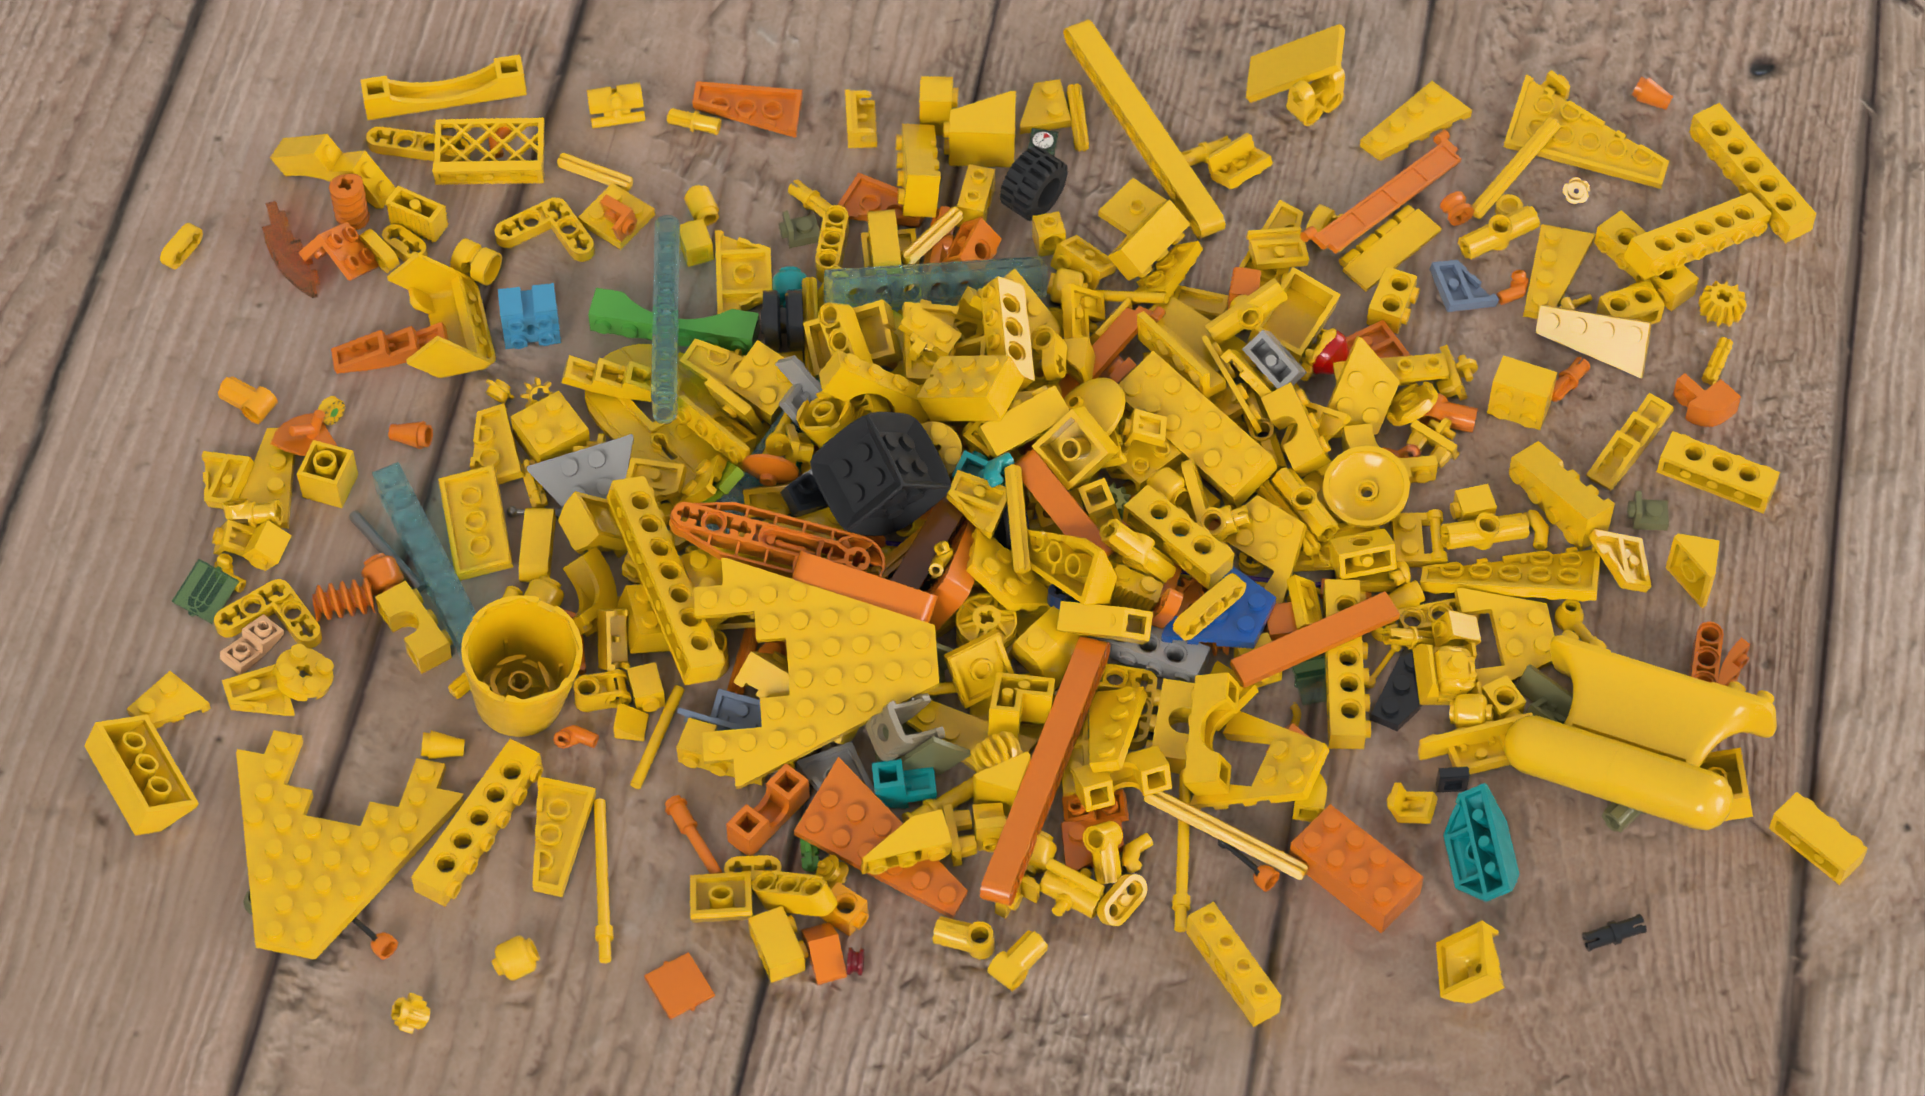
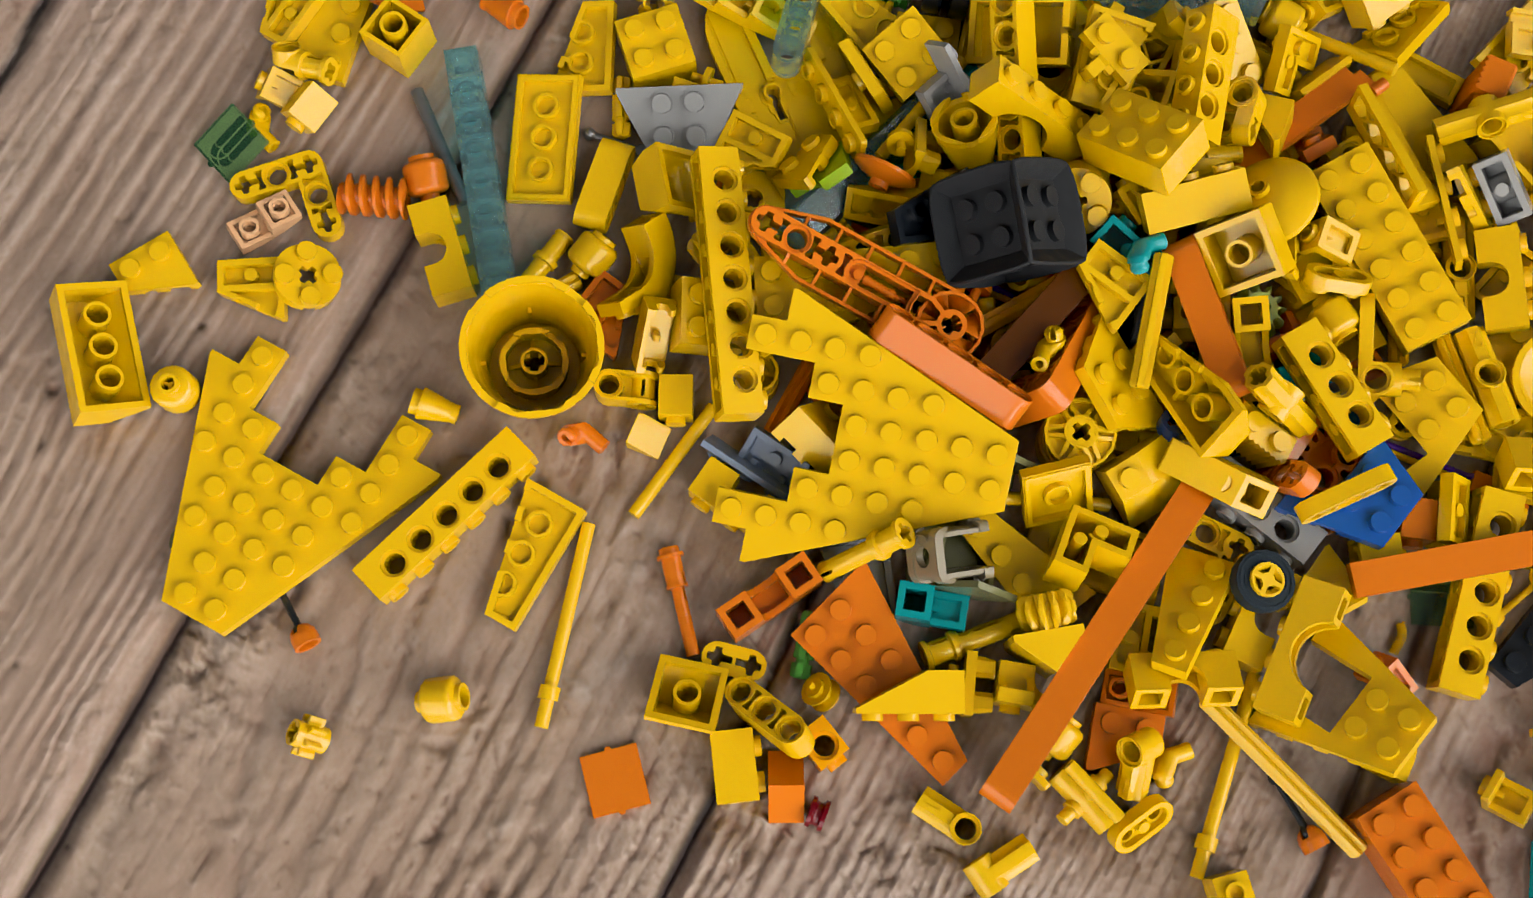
camera: 15 degrees right, 20 degrees up
(216, 784) = (175, 389): none -> yellow head
(845, 736) = (878, 546): none -> yellow pin
(1169, 455) = (1337, 279): none -> yellow plate
(1175, 688) = (1275, 578): none -> black wheel

